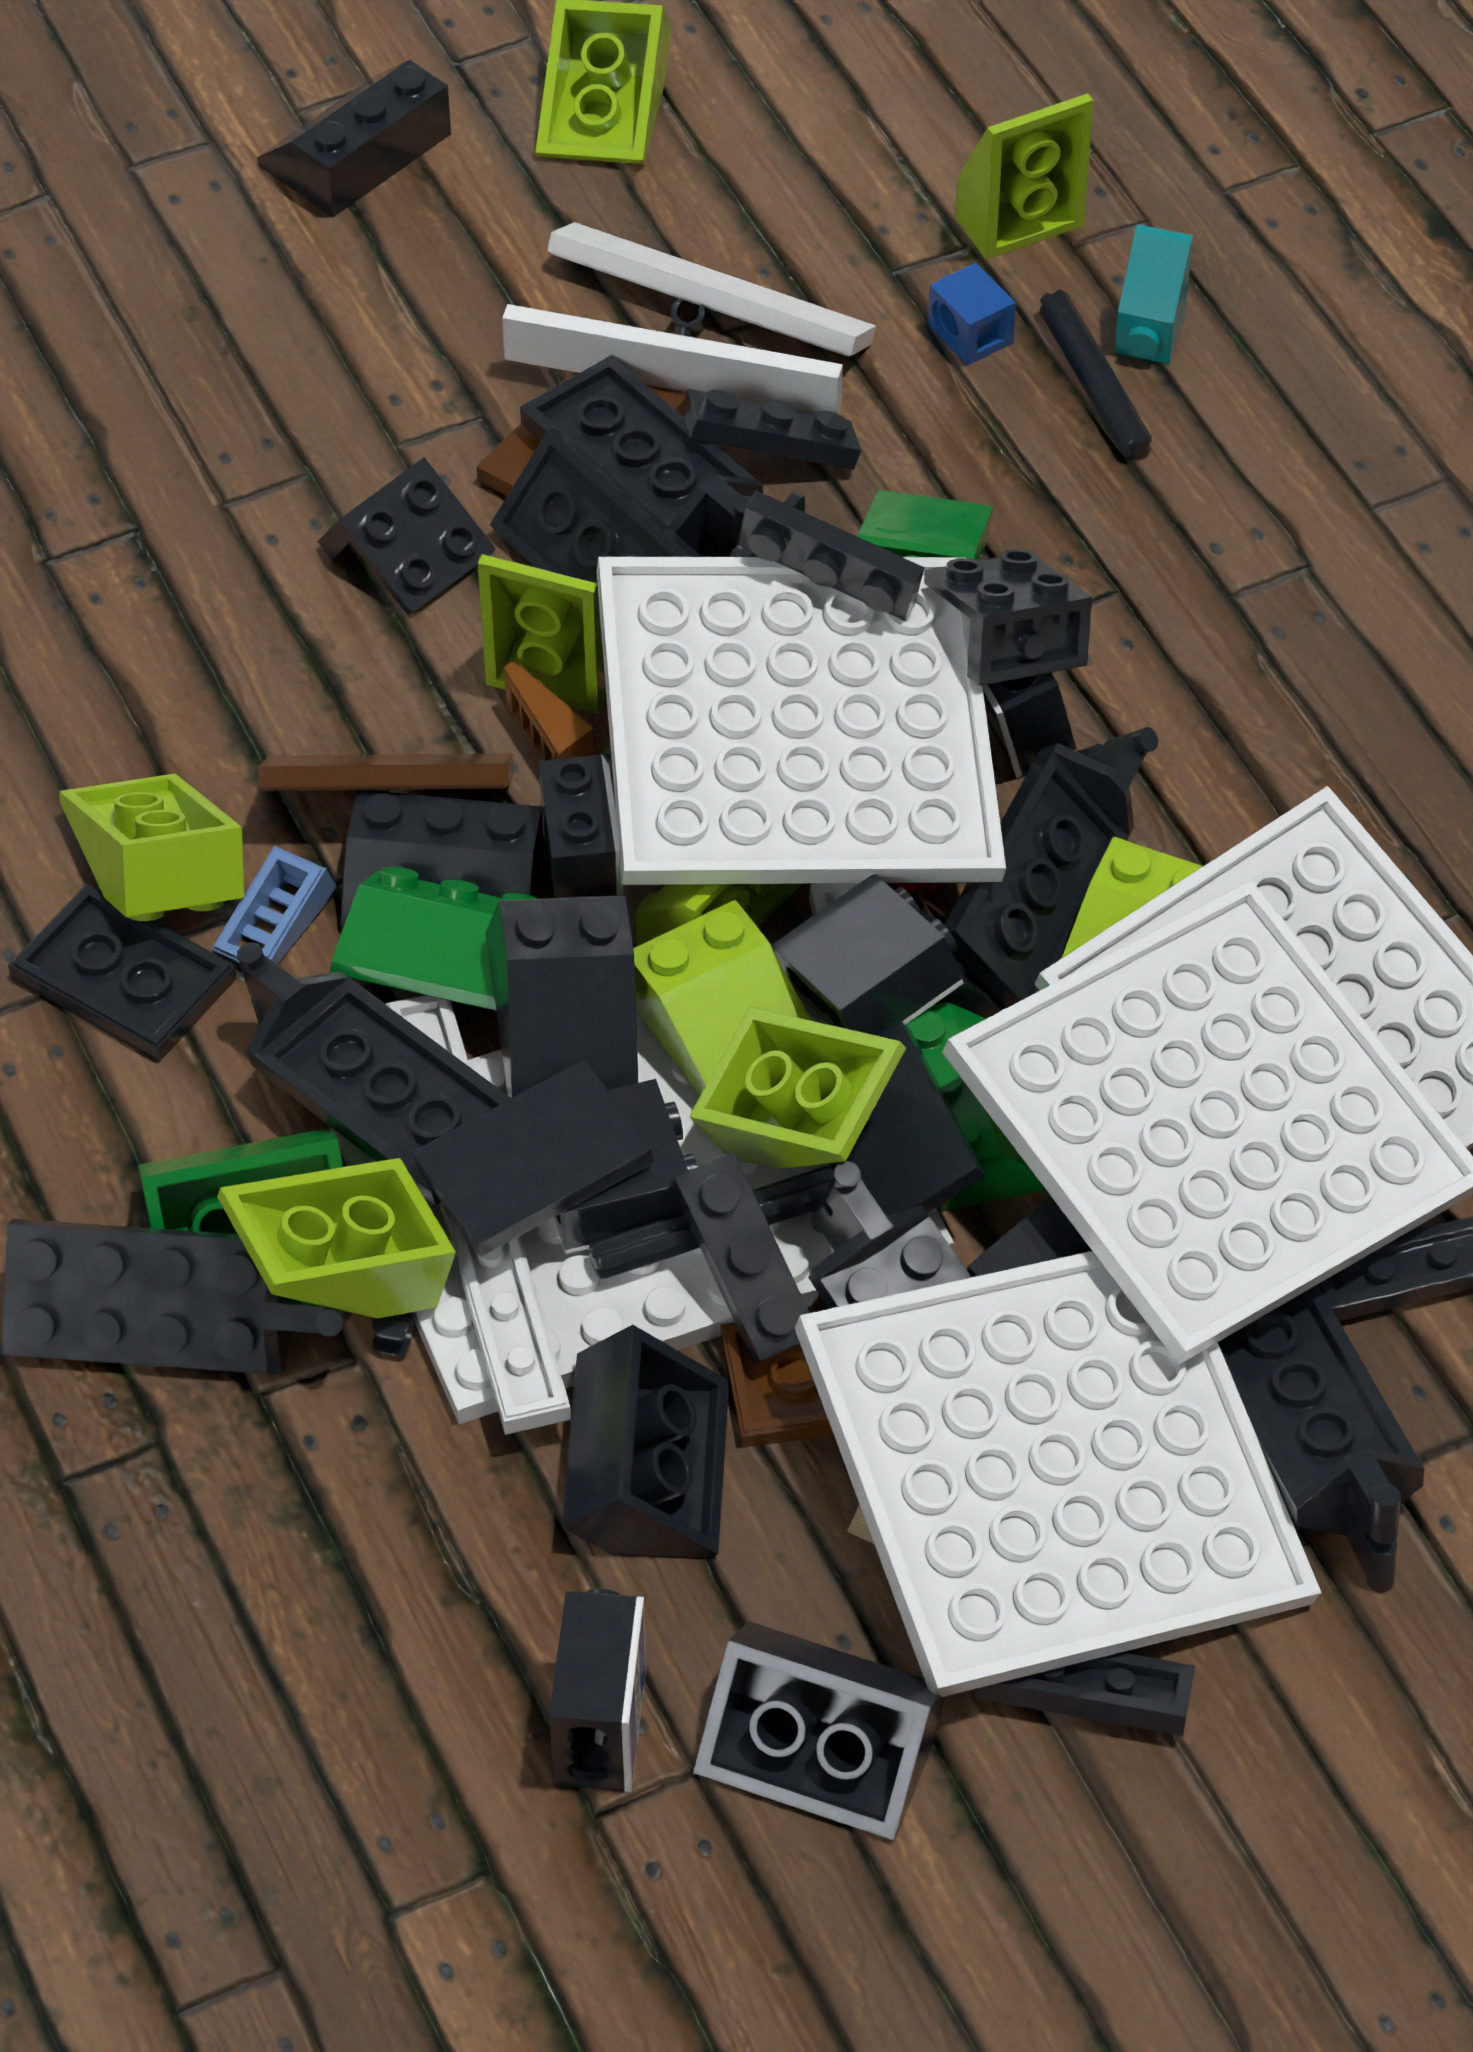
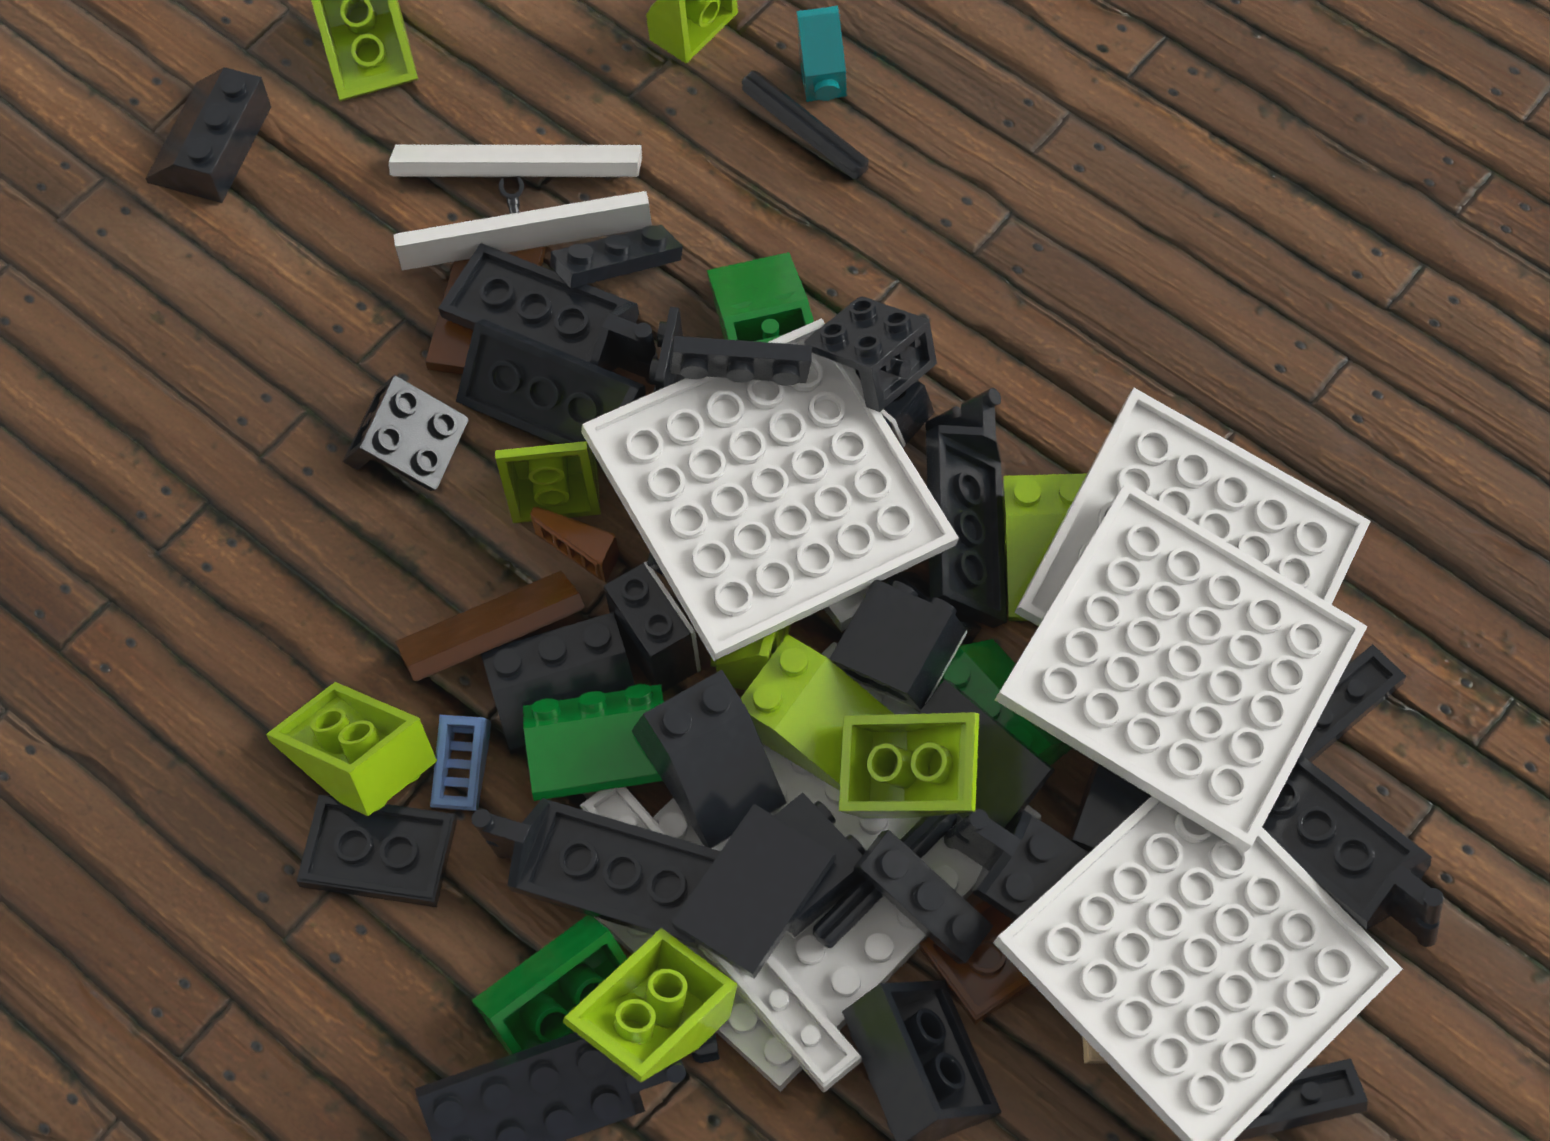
camera: 20 degrees left, 10 degrees up
(971, 313) = (702, 111): blue brick -> none

